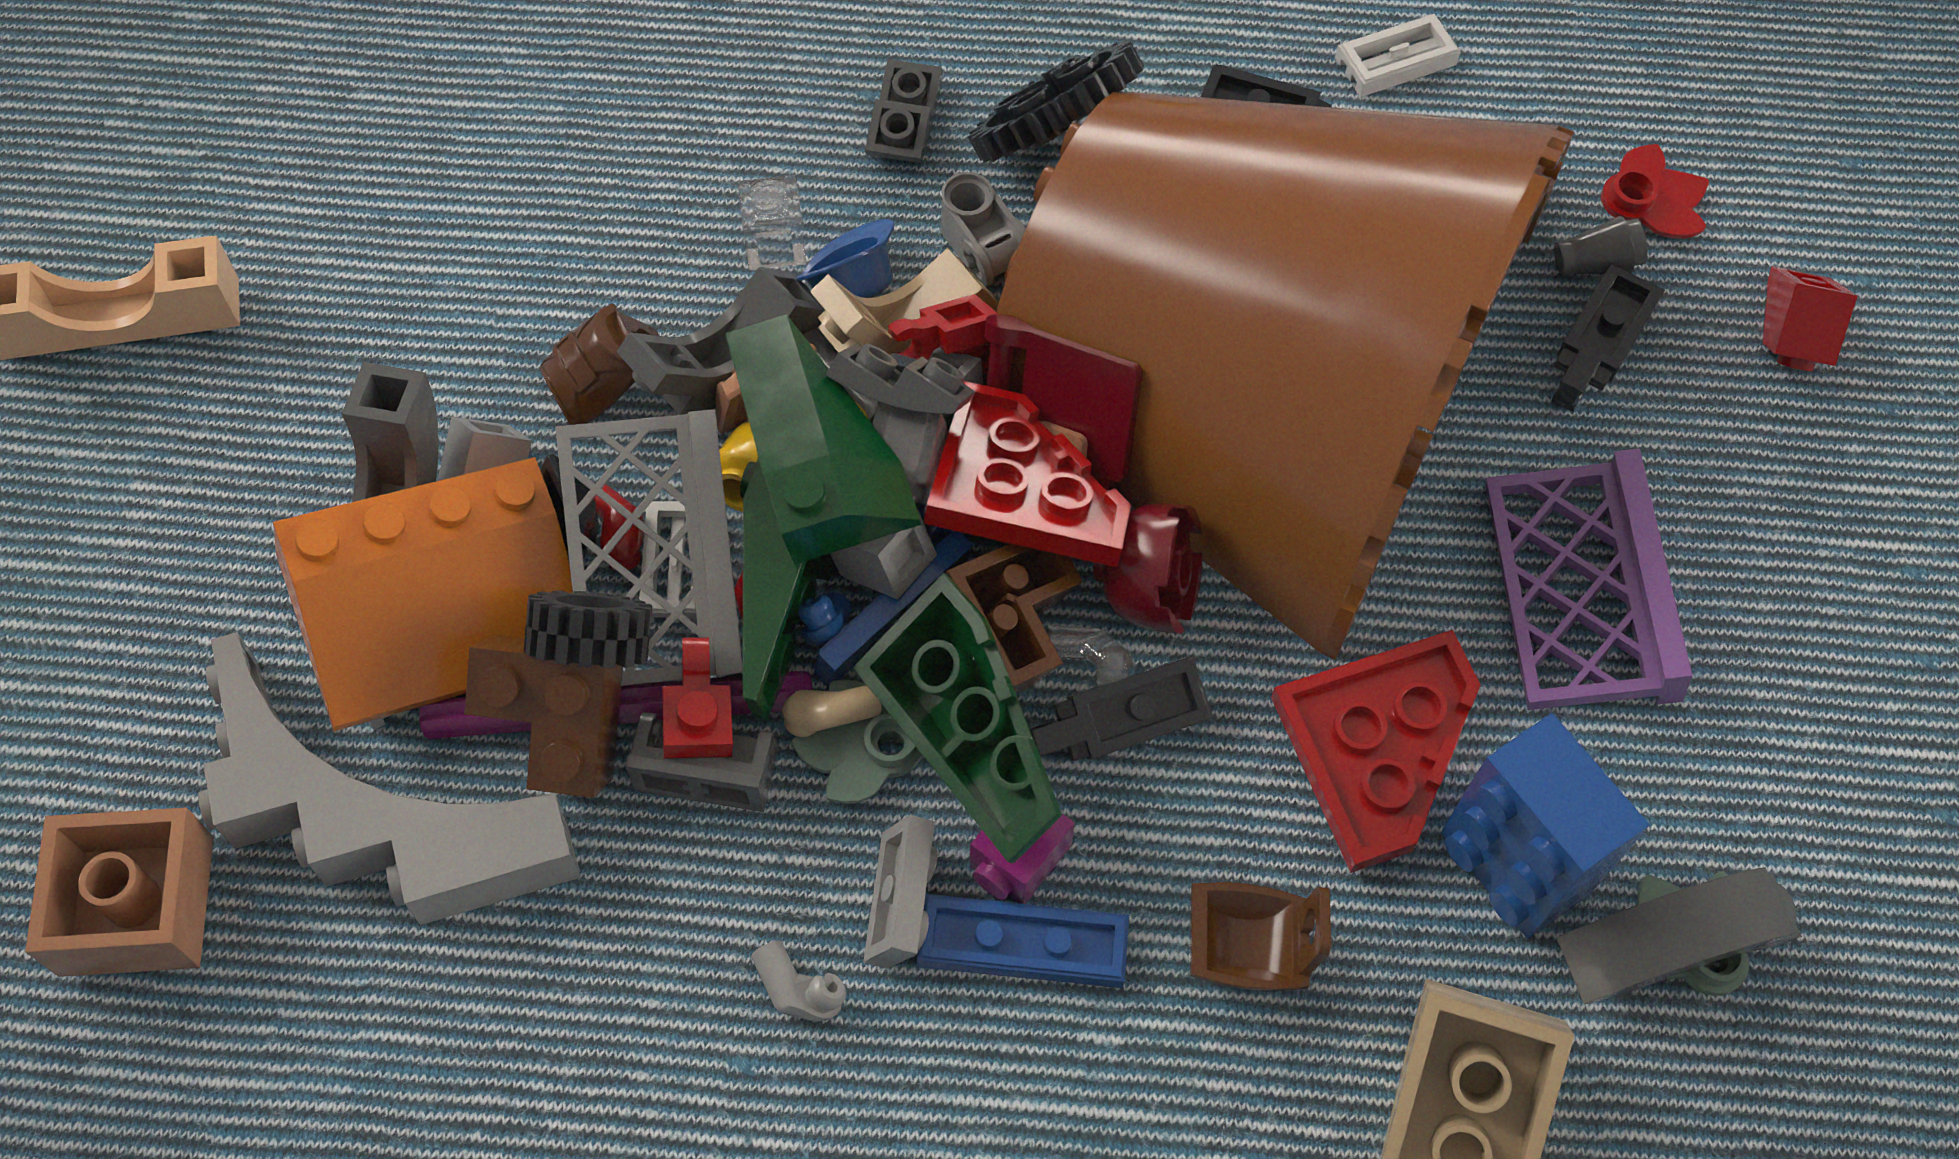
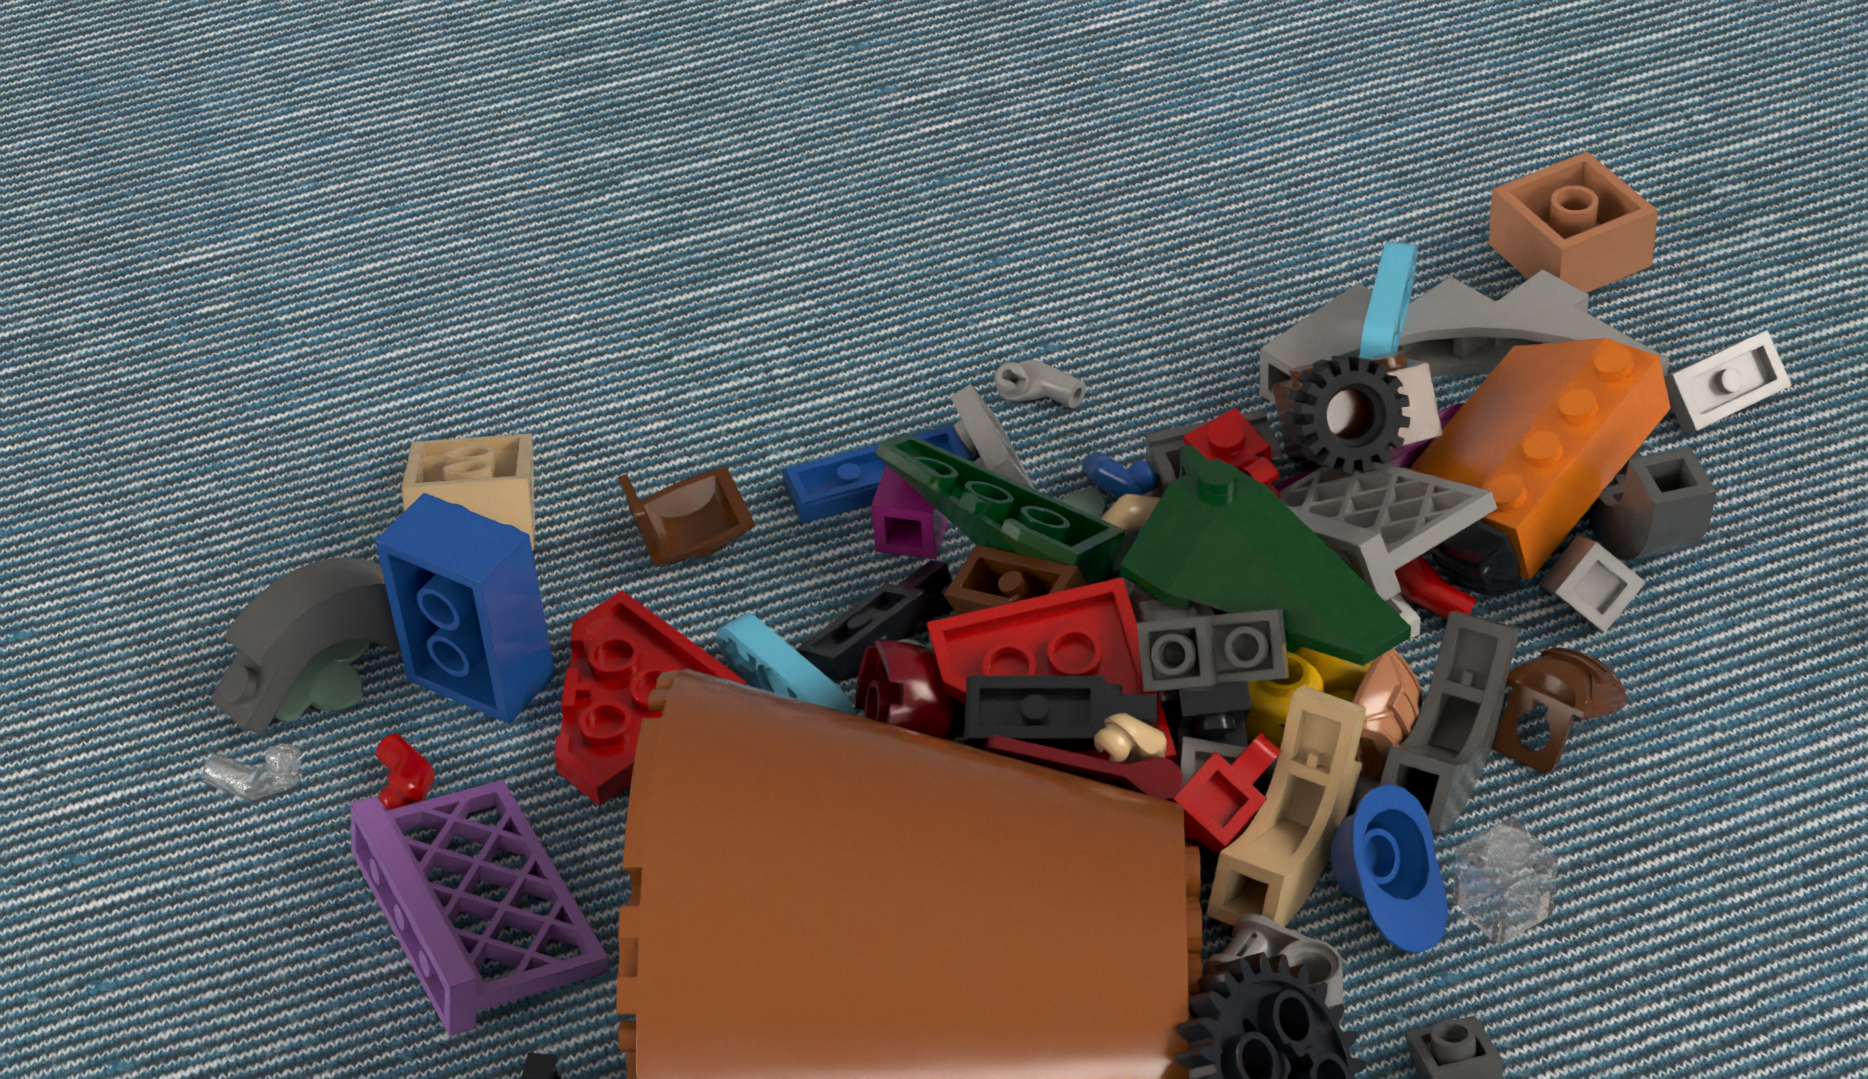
camera: 160 degrees right, 20 degrees down
(150, 630) = (1726, 382): none -> plate
(418, 808) = (1389, 300): none -> medium azure beam
(810, 787) = (1117, 480): none -> blue arm
(1008, 349) = (1129, 734): none -> tan arm
(1057, 417) = (1048, 709): none -> black hinge
(1235, 687) = (775, 666): none -> medium azure beam
(1615, 743) = (409, 773): none -> red arm
(1765, 813) = (255, 781): none -> clear arm

